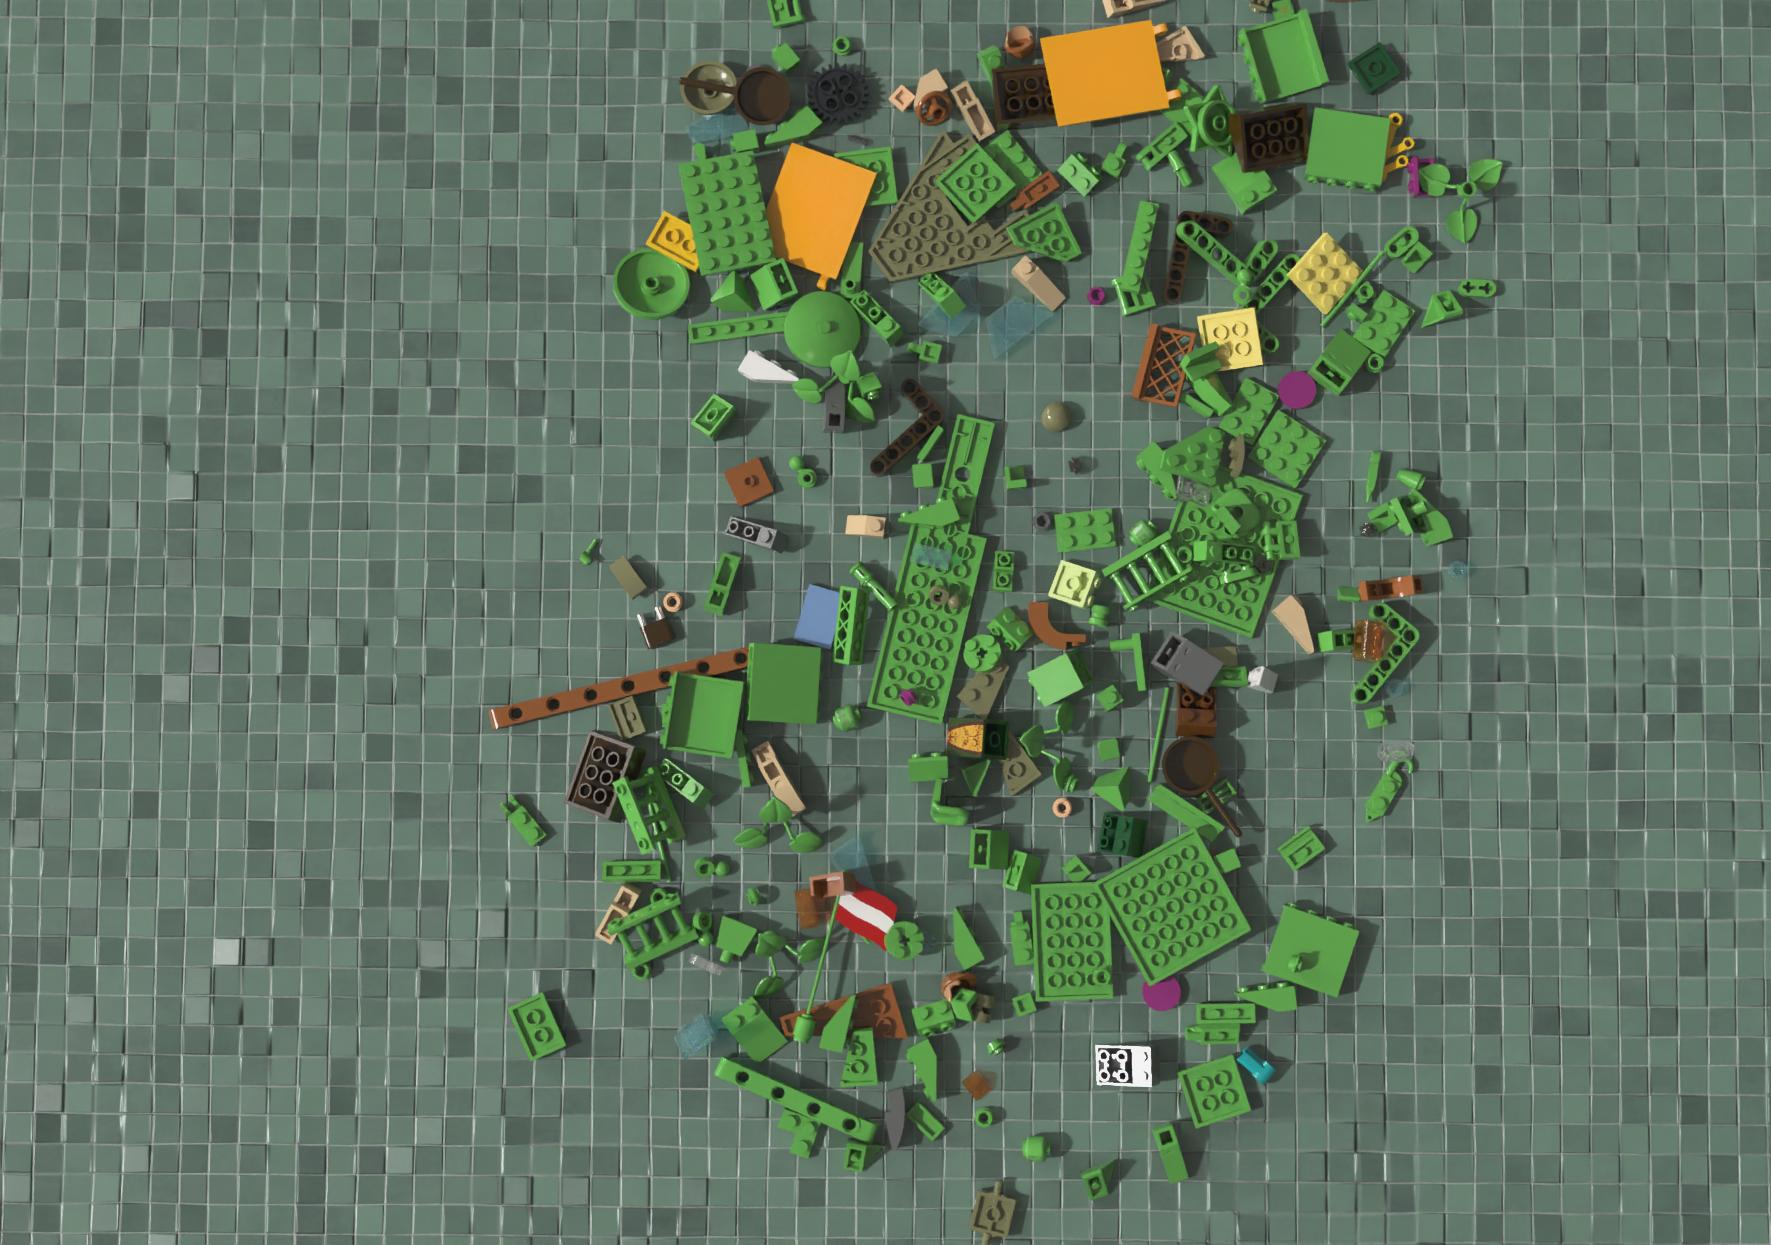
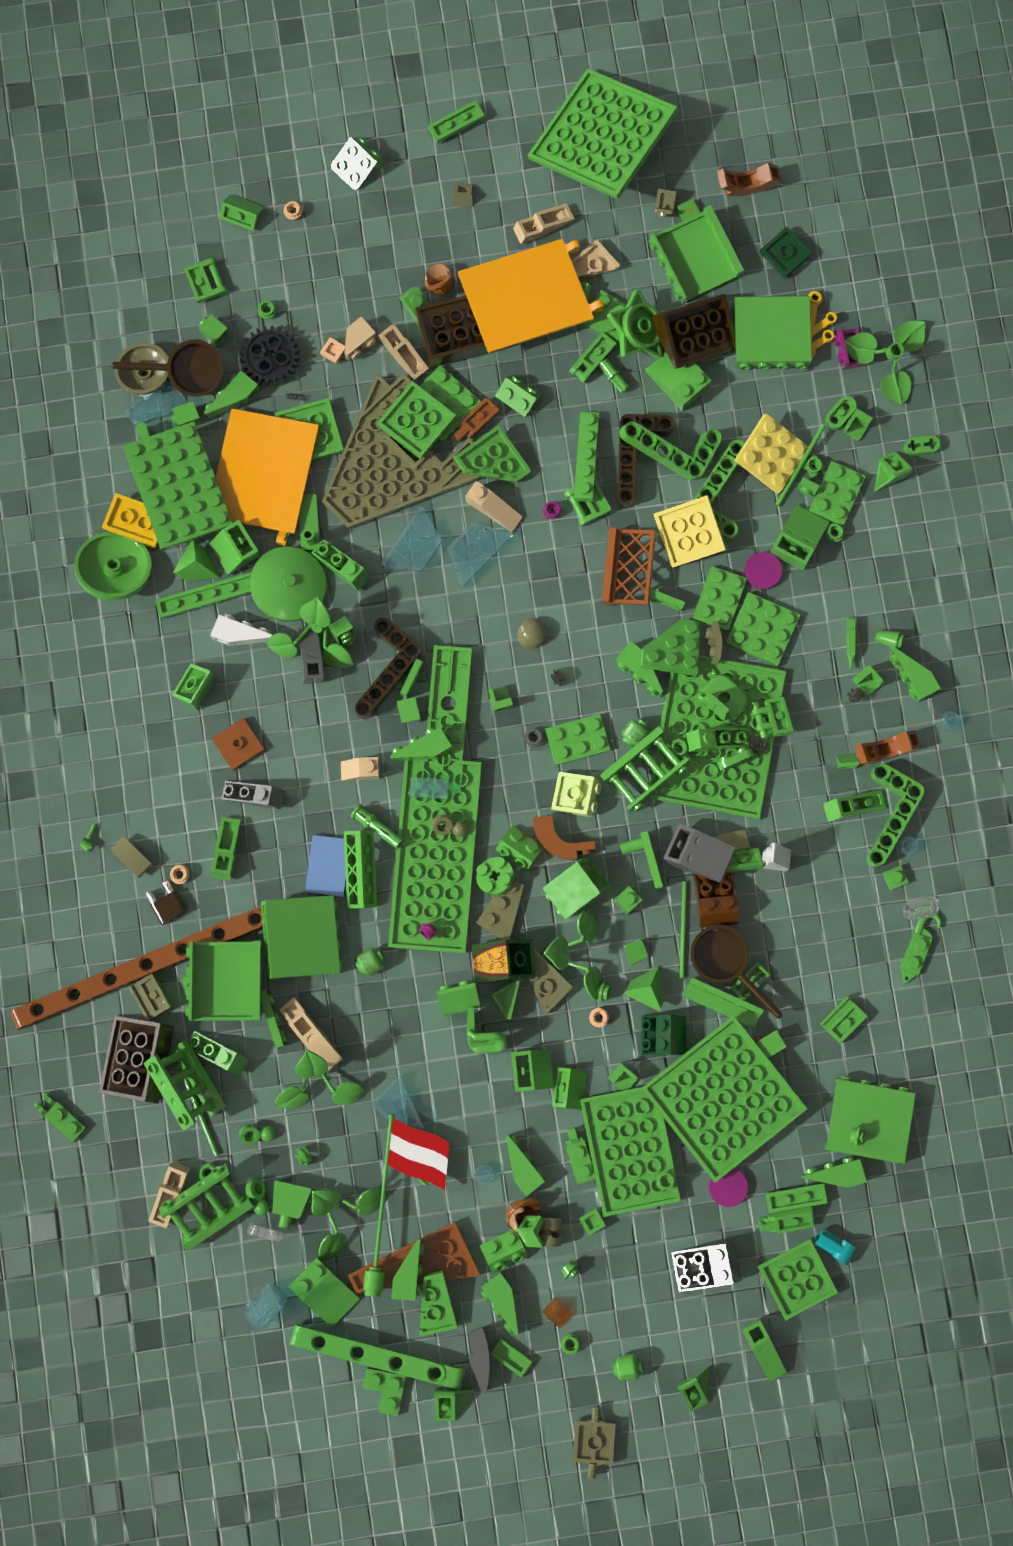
camera: 10 degrees left, 5 degrees down
(537, 1026) = (103, 1324): bright green plate -> none
(631, 871) = (176, 1150): bright green plate -> none
(635, 971) = (205, 1255): bright green plate -> none
(797, 464) = (283, 719): bright green plate -> none
(806, 909) = (358, 1159): clear orange brick -> none
(832, 885) = (380, 1131): dark orange panel -> none
(914, 945) = (466, 1166): bright green plate -> none
(928, 351) = (396, 589): bright green plate -> none
(935, 110) = (372, 360): dark orange piece -> none
(942, 294) = (400, 531): bright green slope -> none
(1003, 571) = (503, 792): bright green slope -> none
(1100, 614) = (605, 820): bright green wheel -> none
(1114, 163) = (549, 380): bright green plate -> none
(1192, 491) = (677, 683): clear slope -> none
(1201, 362) = (664, 556): bright green panel -> none
(1212, 393) = (675, 580): bright green slope -> none
(1244, 276) = (693, 468): bright green plate -> none
(1294, 620) = (797, 793): tan slope -> none
(1368, 641) = (874, 803): clear orange brick -> none
(1406, 514) = (890, 673): bright green plate -> none

